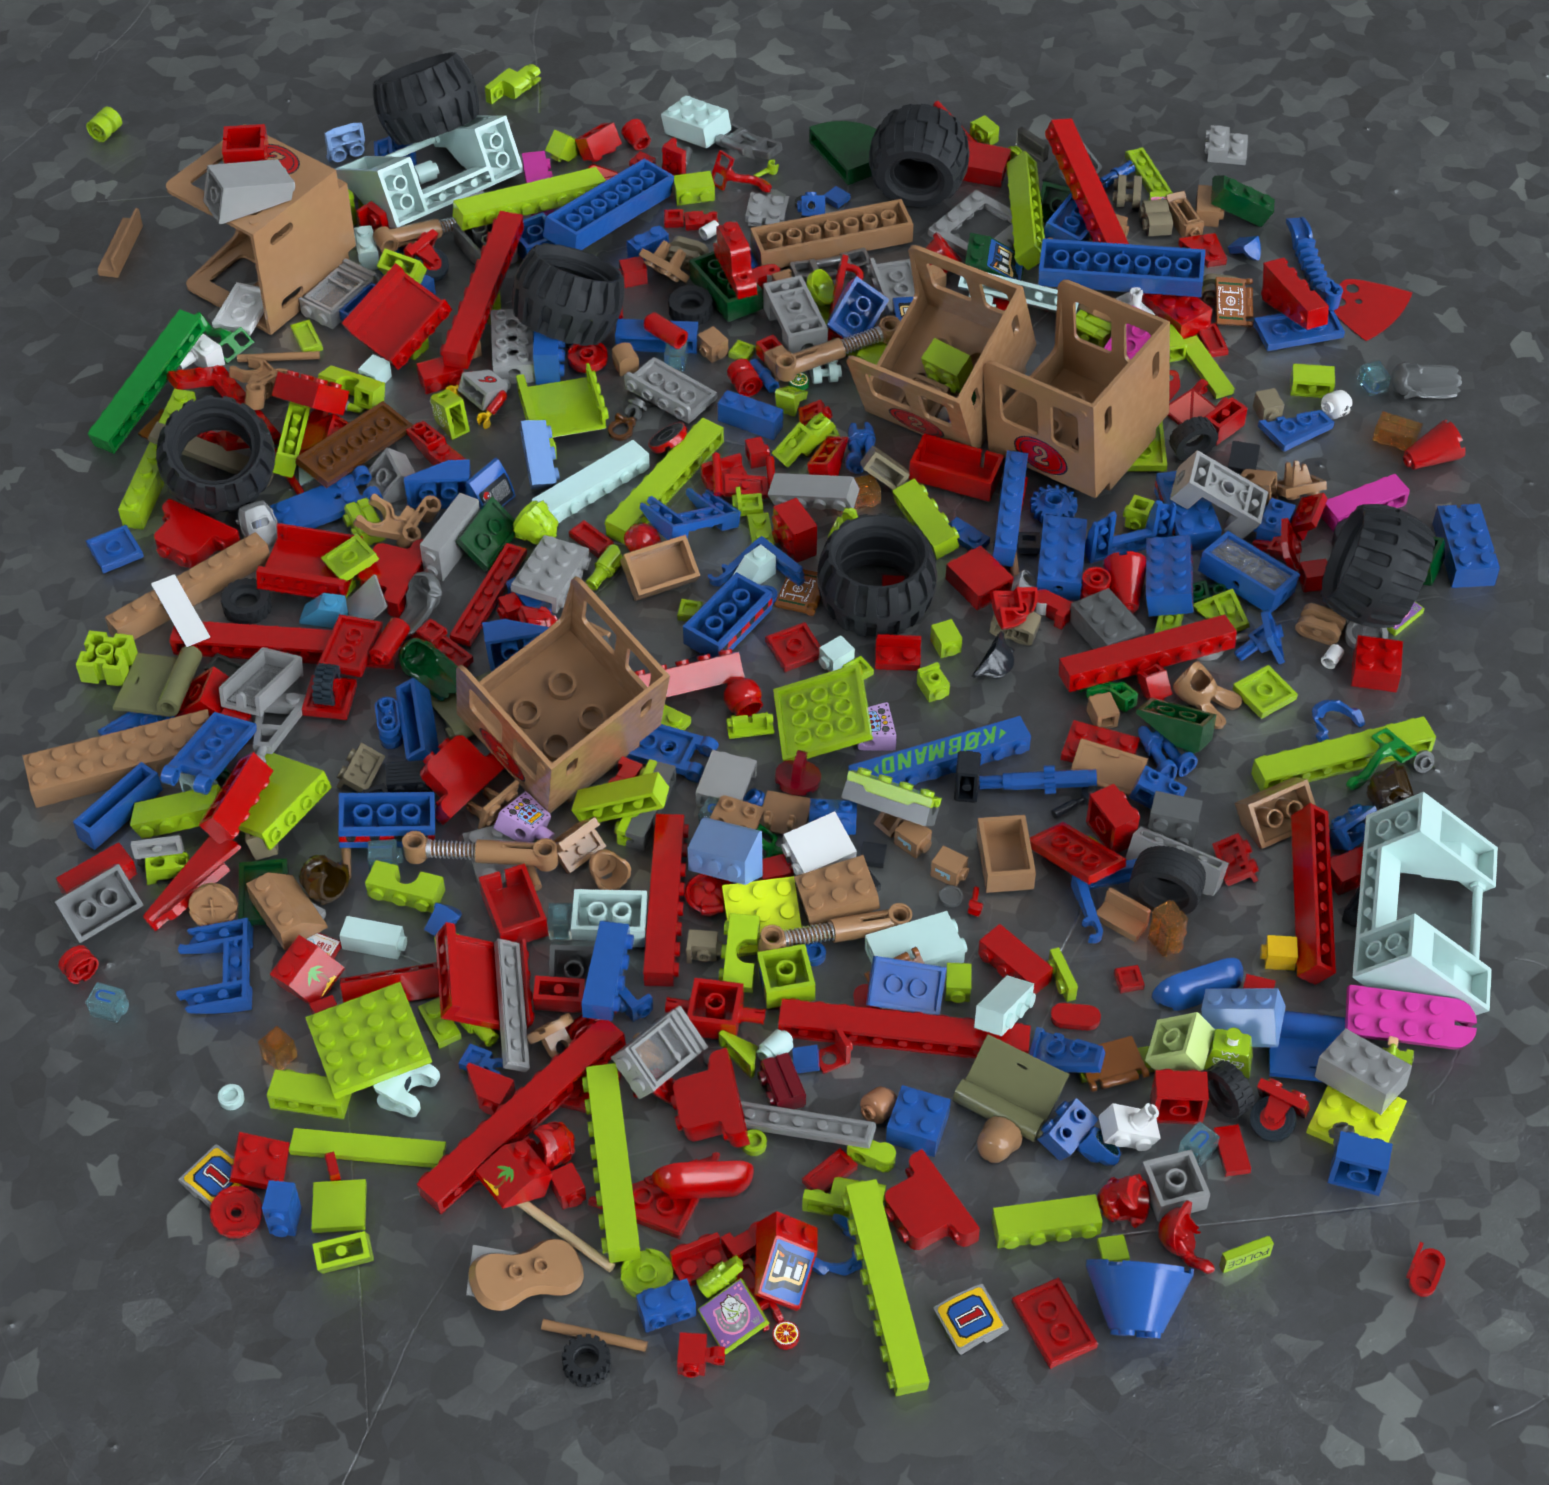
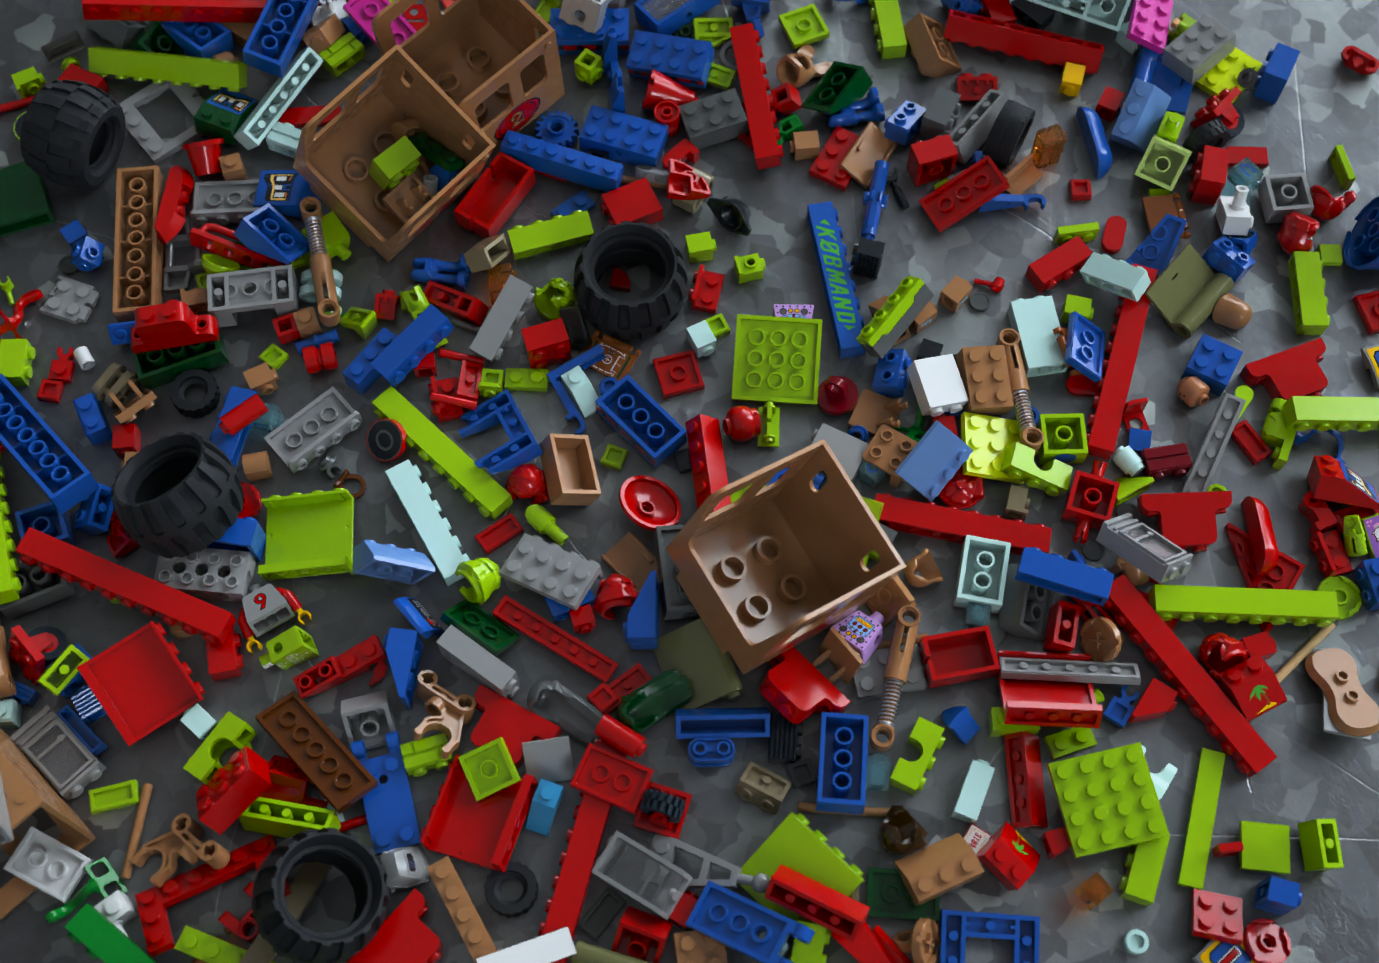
camera: 80 degrees left, 15 degrees up
(647, 627) = (649, 502): none -> red dish
(764, 428) = (412, 345): none -> blue brick
(812, 557) = (575, 326): none -> pearl dark grey tile
(874, 245) = (173, 203): none -> red brick
(1005, 853) = (953, 246): medium nougat piece -> none

